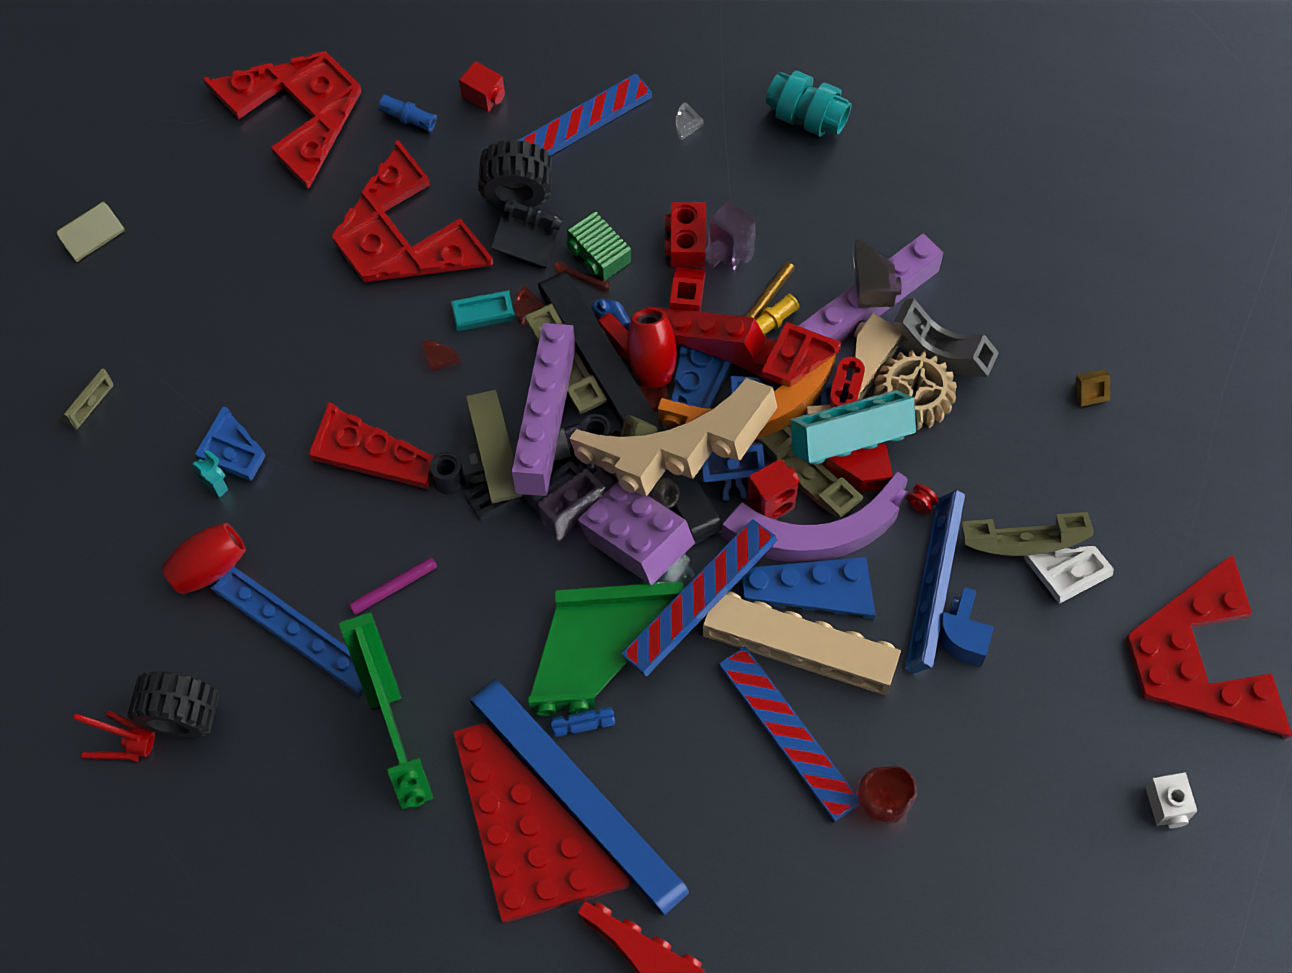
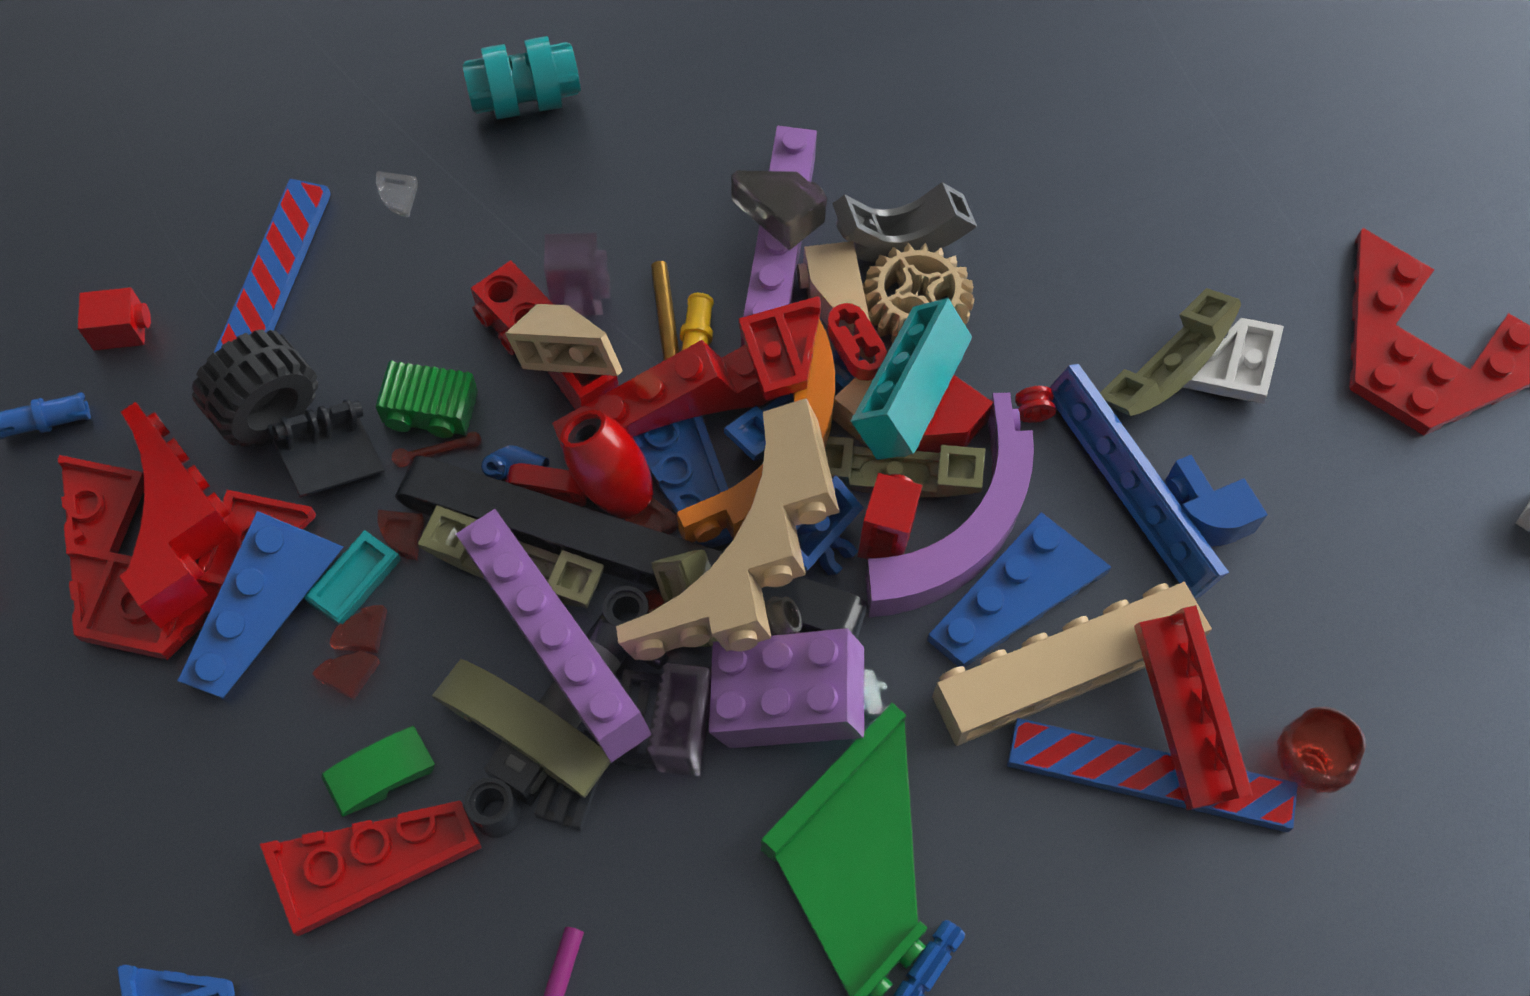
camera: 45 degrees left, 0 degrees up
(411, 411) = (376, 770): none -> green slope
(420, 217) = (175, 524): none -> red arch
(433, 281) = (258, 595): none -> blue wing
(464, 339) = (361, 631): none -> clear red tile
(682, 263) = (562, 342): none -> tan slope
(699, 597) = (930, 709): blue tile -> none
(832, 711) = (1192, 709): none -> red fence
(1093, 387) = (1079, 162): pearl gold tile -> none

